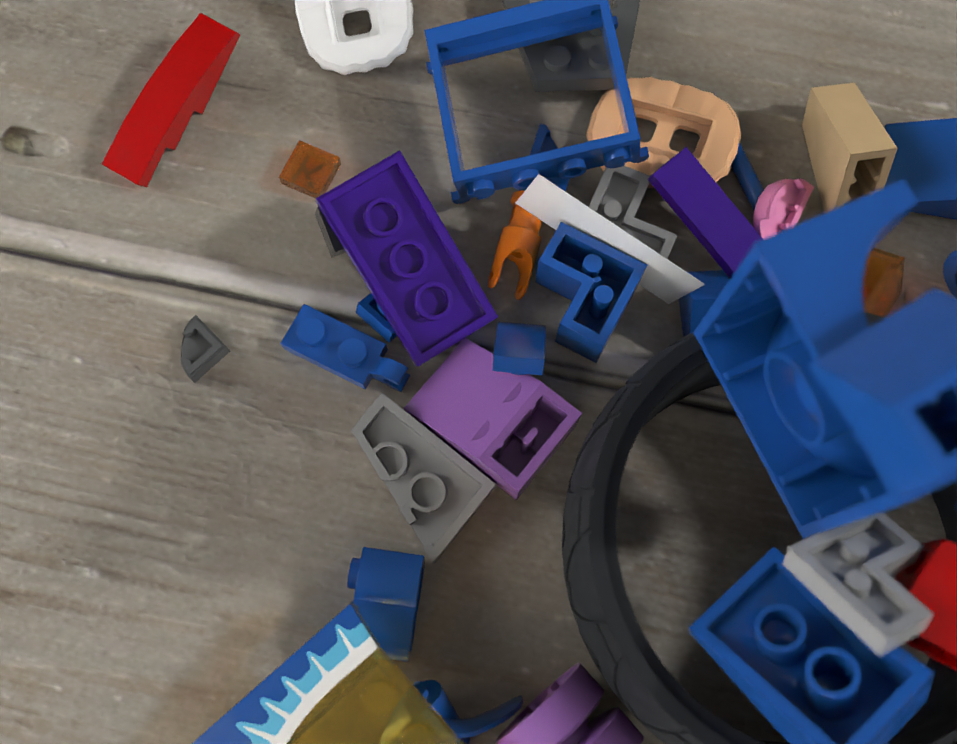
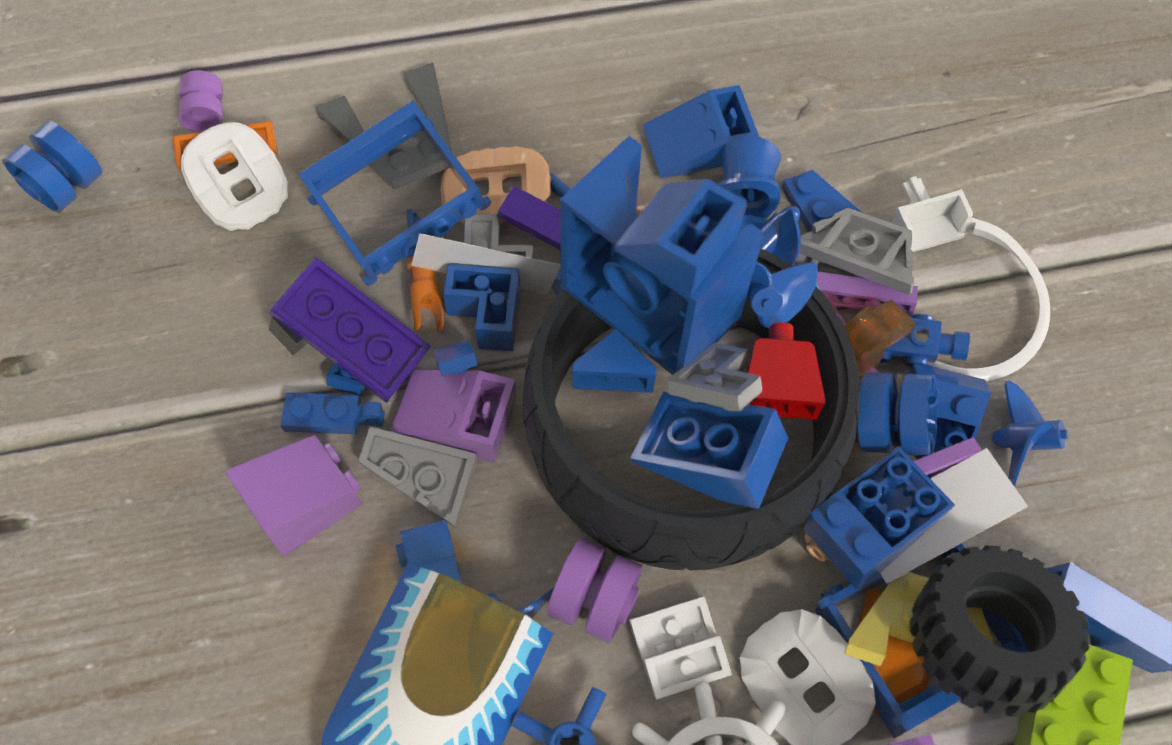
camera: 25 degrees left, 10 degrees down
(169, 99) = (124, 292): red slope -> none
(200, 349) = (221, 454): dark grey tile -> none
(258, 439) = (296, 491): none -> medium lavender slope
(310, 170) = (251, 302): clear orange tile -> none
(725, 486) = (614, 367): none -> blue slope
(845, 144) = (609, 128): tan slope -> none

